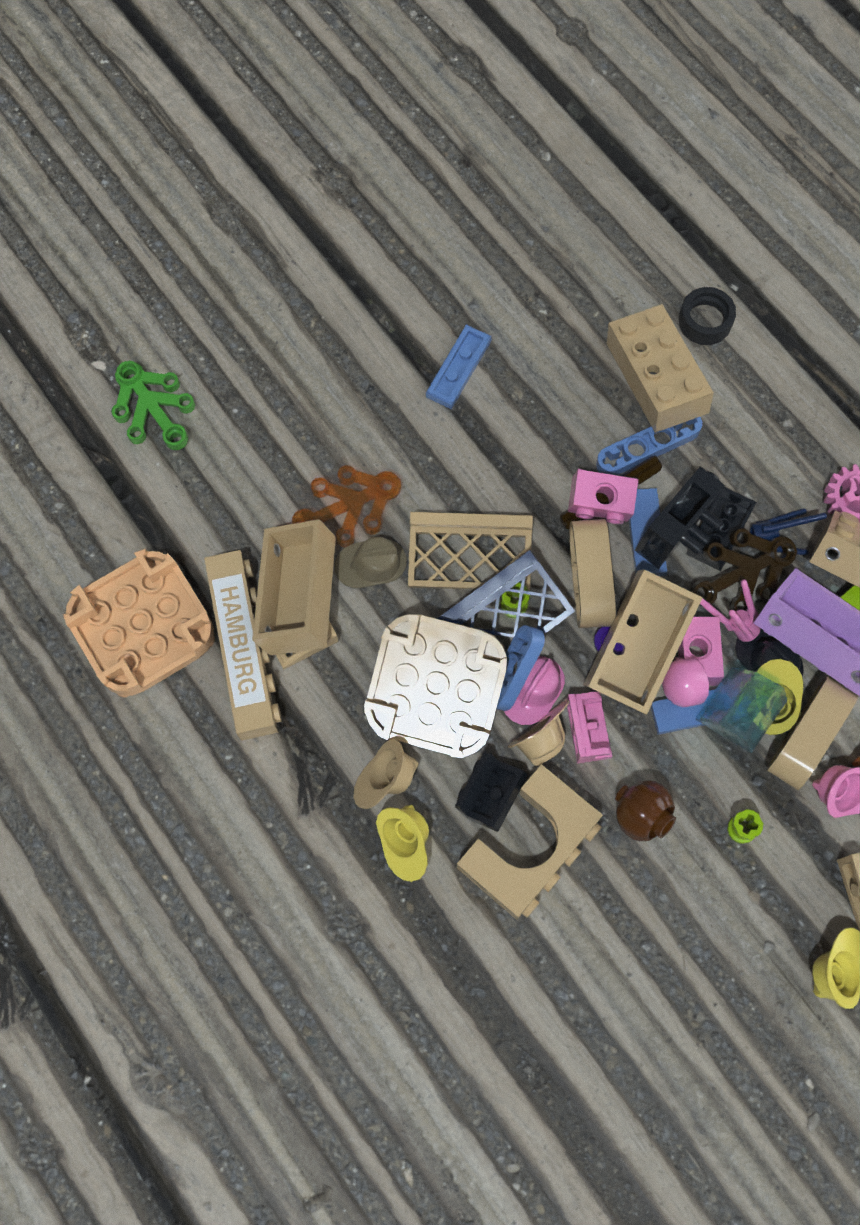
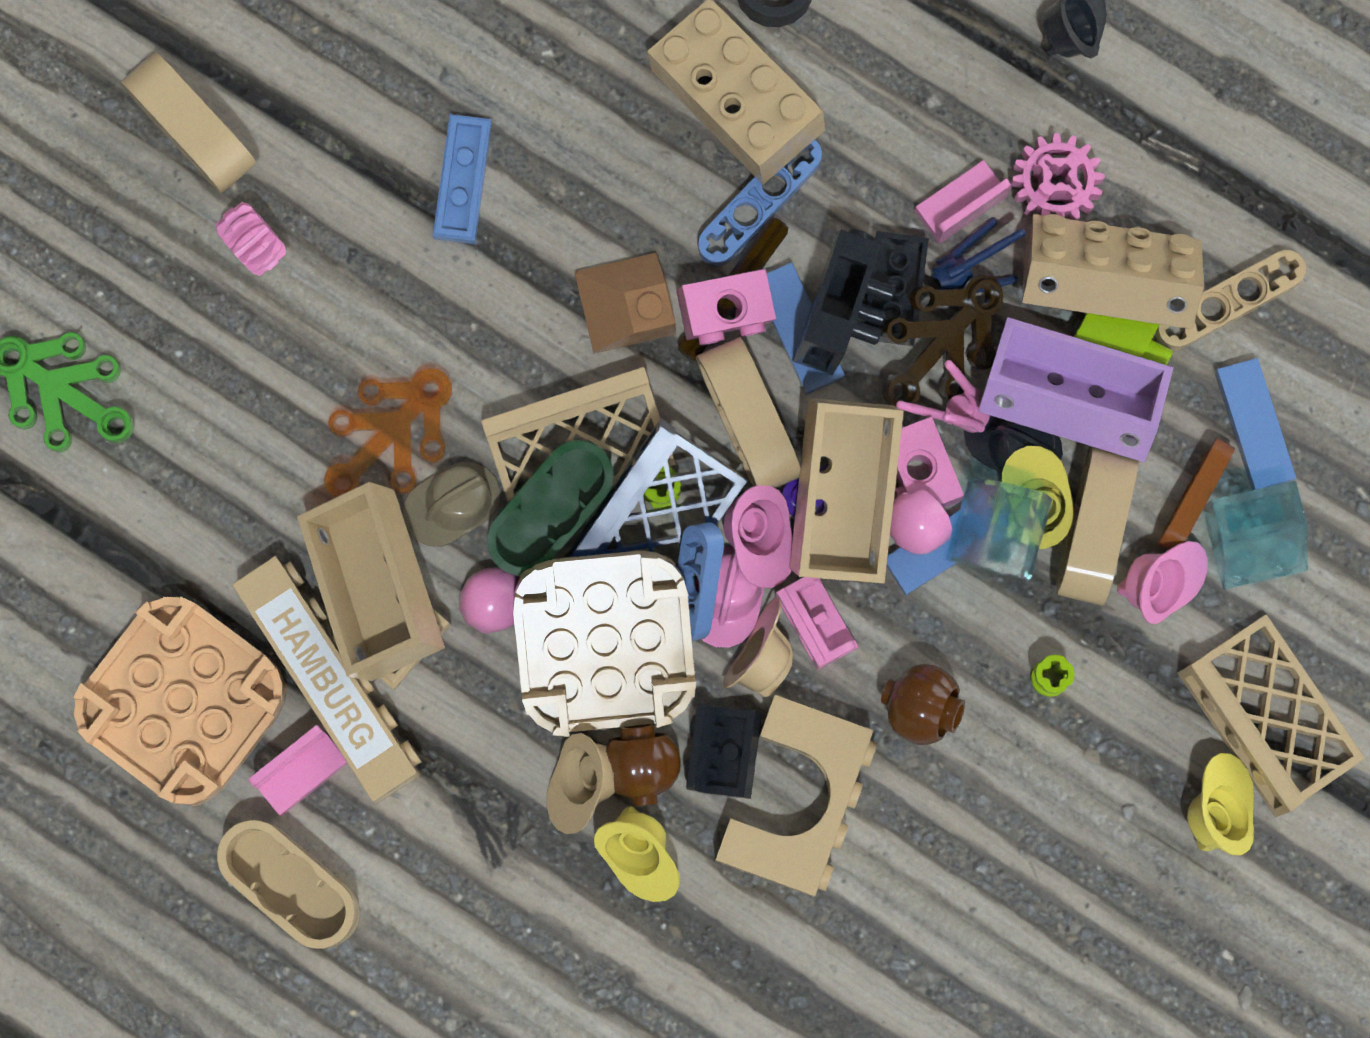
camera: 25 degrees left, 10 degrees up
(157, 770) = (288, 884): none -> tan plant
(196, 695) = (298, 770): none -> bright pink panel
(299, 272) = (188, 122): none -> tan plant
(308, 352) = (250, 239): none -> bright pink gear
(367, 632) = (488, 600): none -> bright pink hair
(431, 779) = (643, 763): none -> reddish brown plant
(435, 581) = (550, 506): none -> dark green plant
(535, 477) = (625, 303): none -> medium nougat slope
(571, 653) = (761, 535): none -> bright pink piece
(787, 490) = (962, 201): none -> bright pink panel

